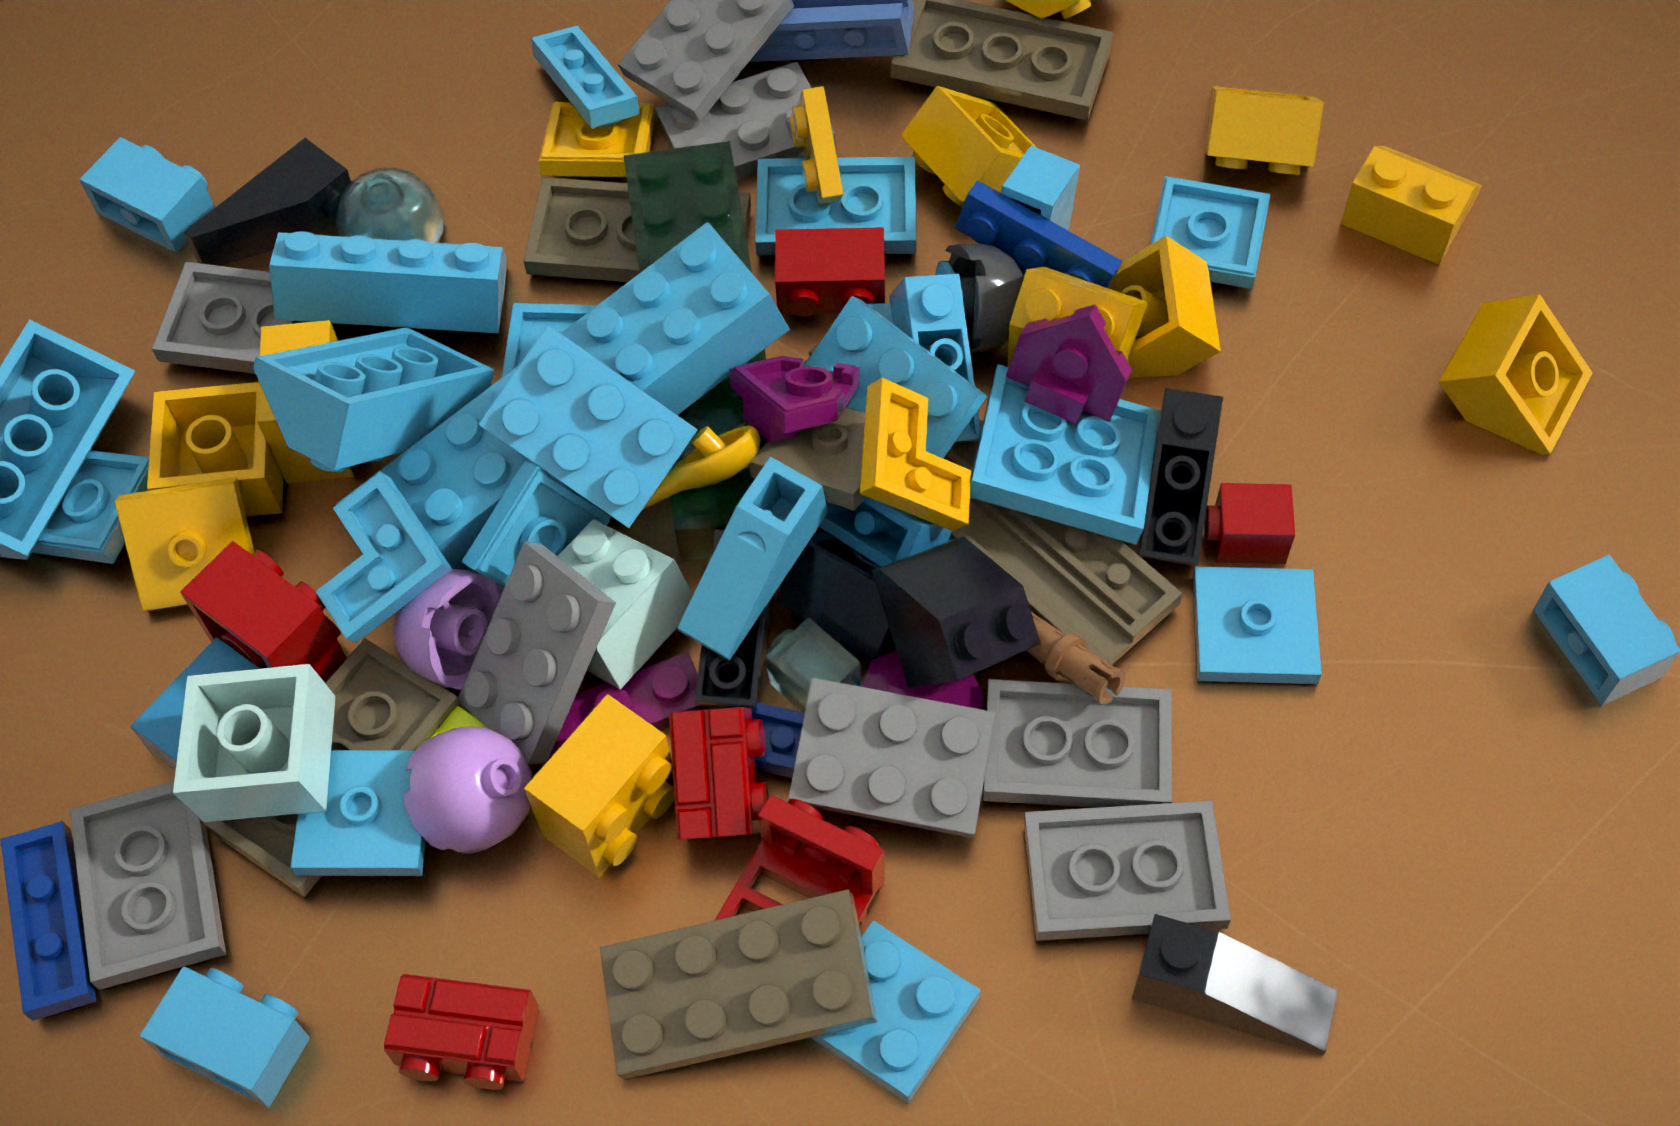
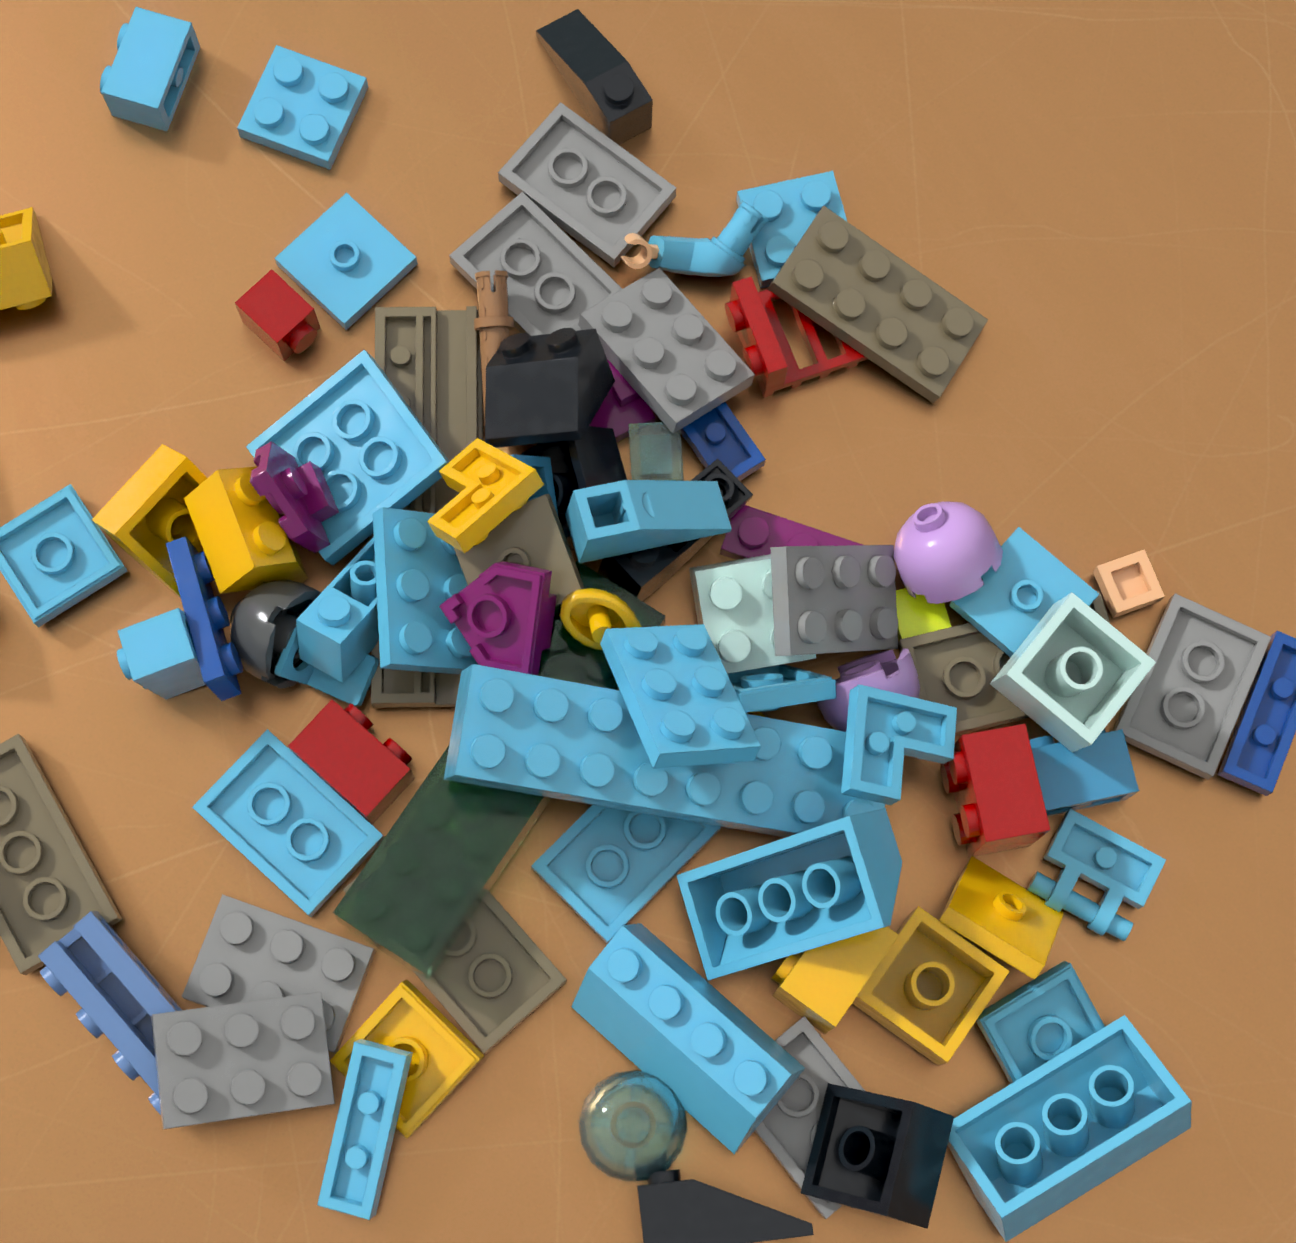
camera: 145 degrees left, 15 degrees up
(128, 671) = (1103, 860): none -> medium azure plate
(167, 306) = (878, 1154): none -> black slope
(226, 1034) = (1206, 533): medium azure brick -> none
(275, 926) = (1128, 583): none -> light nougat plate
(461, 1030) = (1060, 417): red brick -> none
(603, 786) = (862, 477): yellow brick -> none
(717, 772) = (782, 432): red brick -> none
(813, 131) = (263, 857): yellow plate -> none
(961, 887) = (701, 256): none -> medium azure arm
(964, 142) = (138, 774): yellow slope -> none
(1181, 476) = (269, 389): black slope -> none
(1450, 724) = (303, 107): none -> medium azure plate

